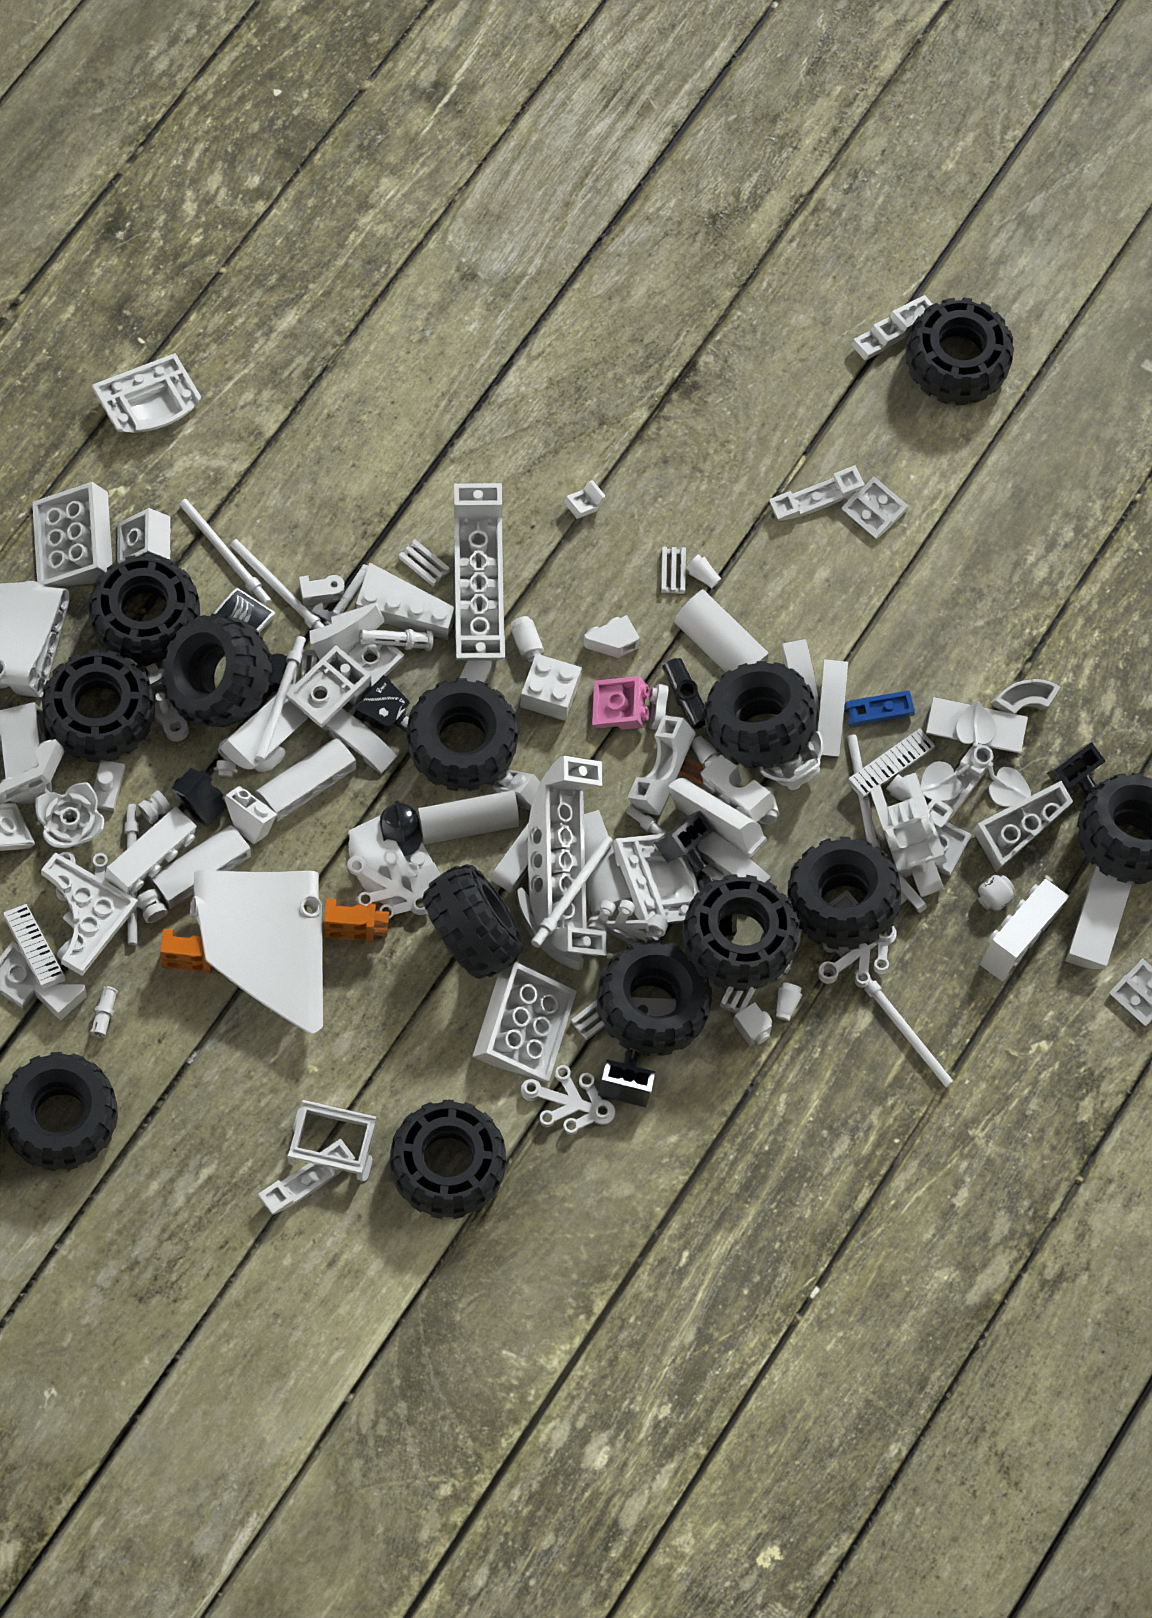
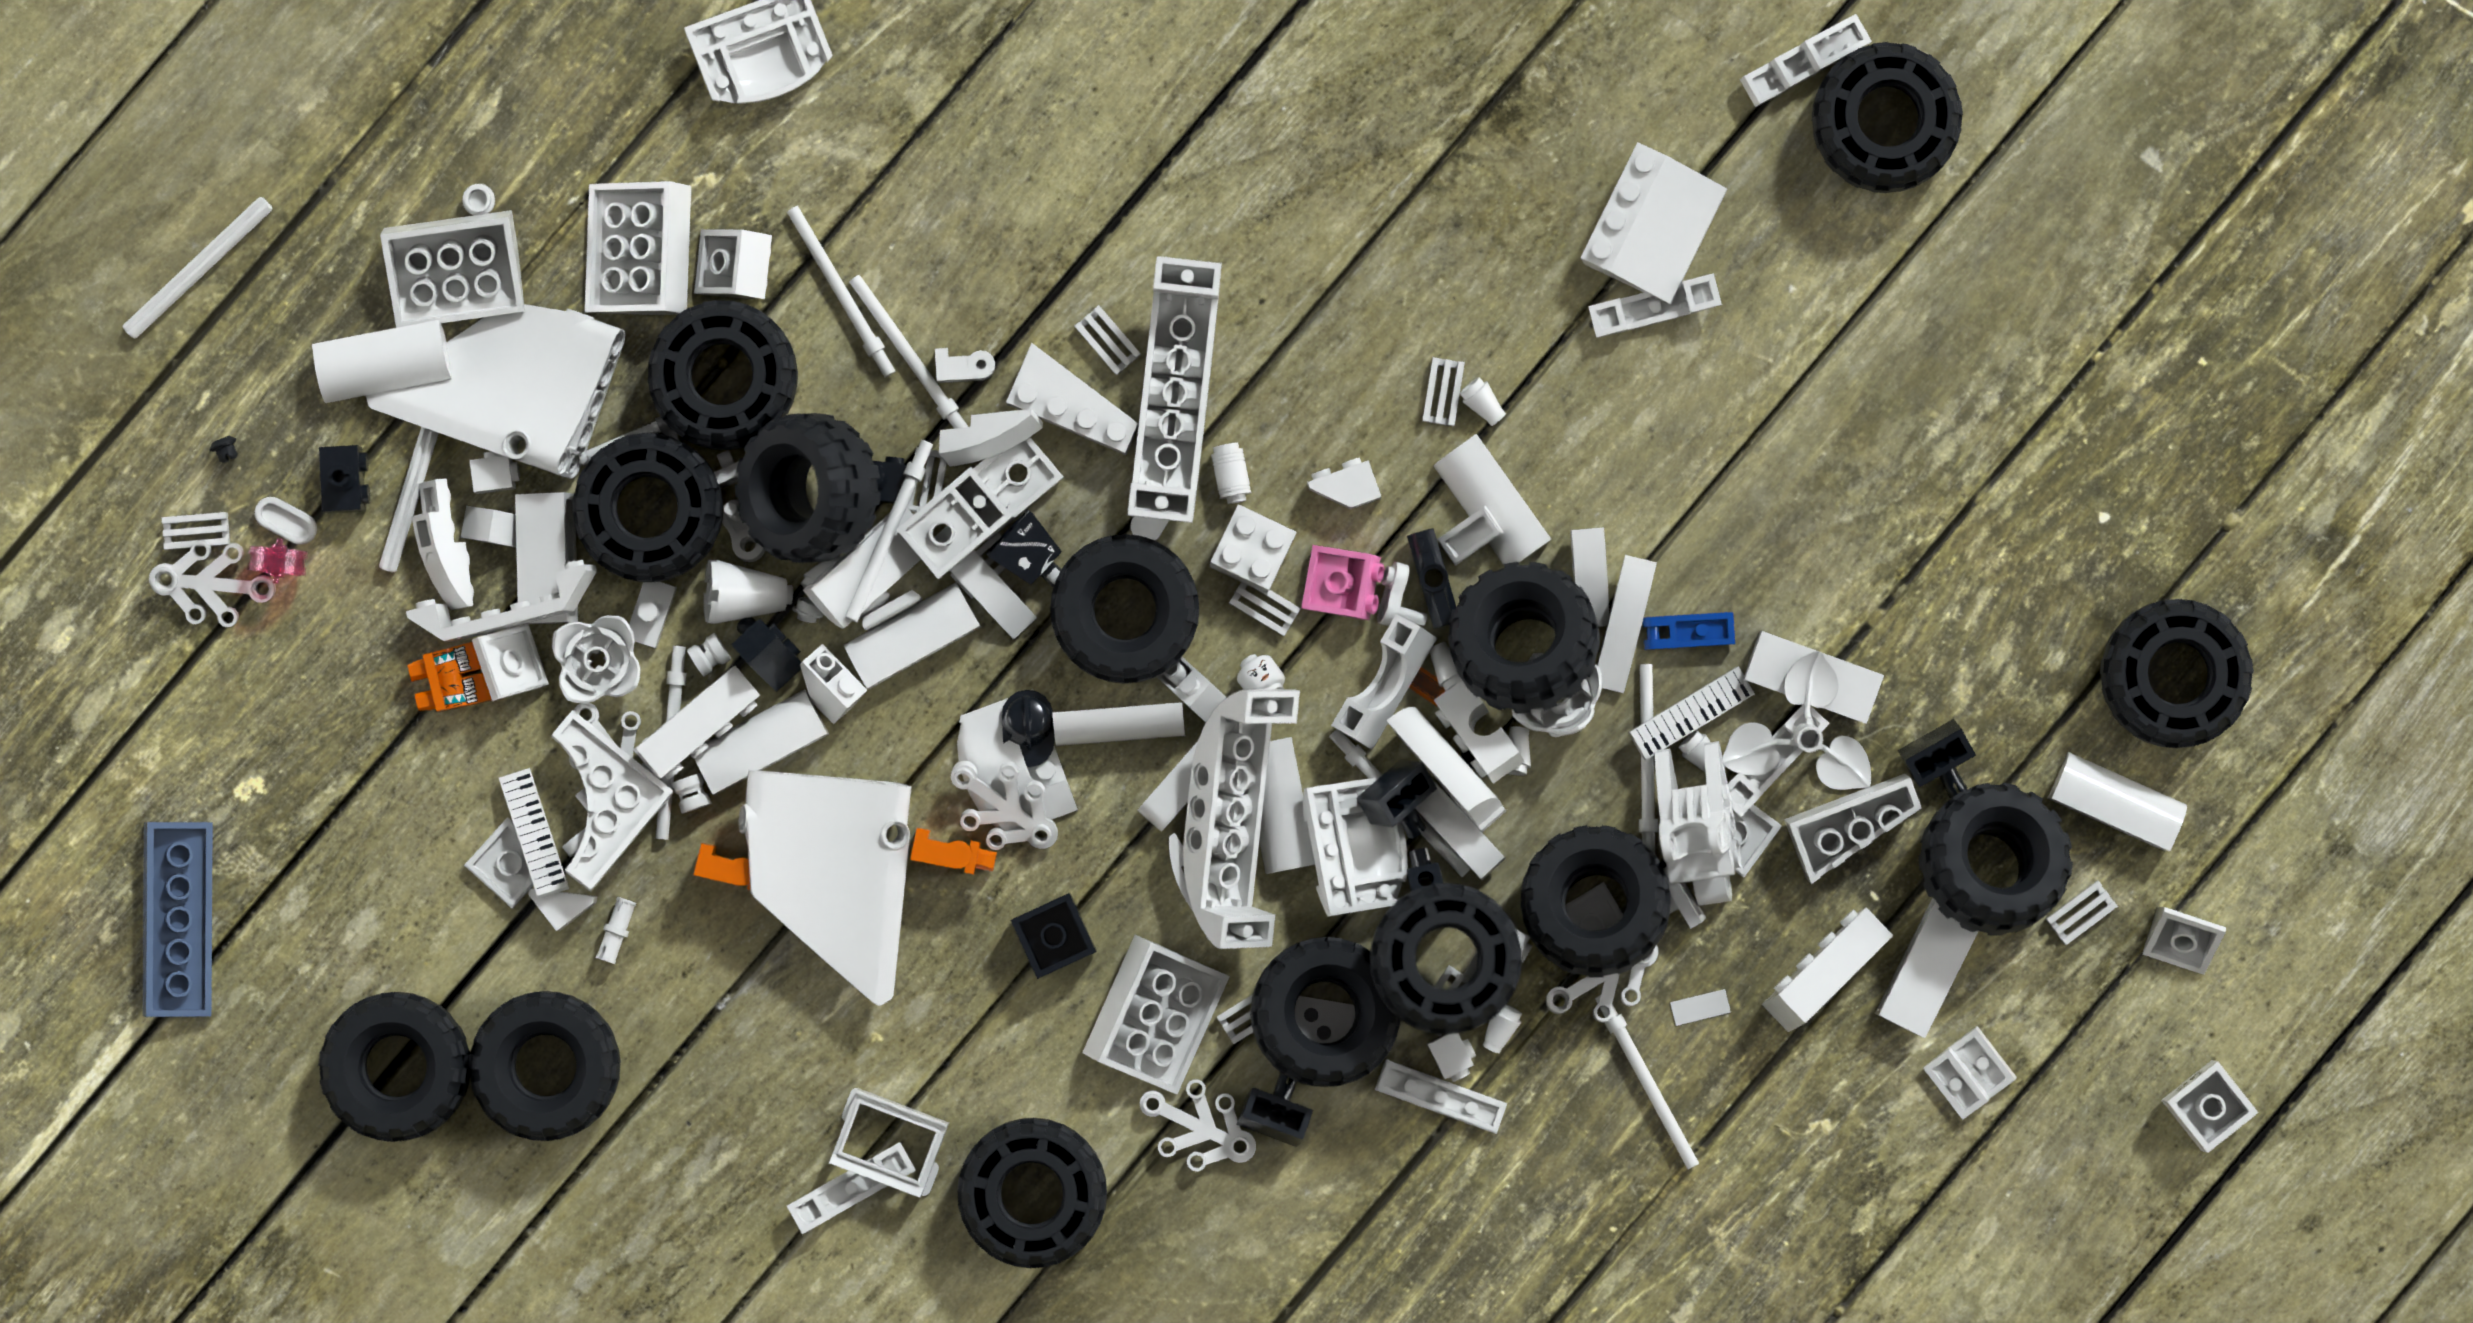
camera: 15 degrees right, 20 degrees up
(173, 758) = (742, 592): none -> white cone
(247, 609) = (852, 392): slope -> none
(288, 759) = (891, 609): none -> white tile
(344, 601) = (976, 406): white piece -> none
(407, 639) = (1069, 456): white pin -> none
(438, 974) = (1053, 935): none -> black brick
(473, 921) = (1103, 888): black tyre -> none
(549, 924) = (1200, 905): white bar -> none
(563, 737) = (1287, 619): none -> white tile
(585, 501) = (1336, 277): white bracket -> none
(655, 926) = (1276, 893): white plant -> none
(709, 659) = (1470, 535): none -> white tile
(750, 1058) = (1440, 1096): none -> white tile
(805, 440) = (1653, 223): none -> white slope
(875, 507) = (1732, 332): white slope -> none
(934, 972) = (1700, 1007): none -> white sticker
(996, 892) = (1798, 914): white head -> none
(1026, 693) = (1886, 640): white brick -> none

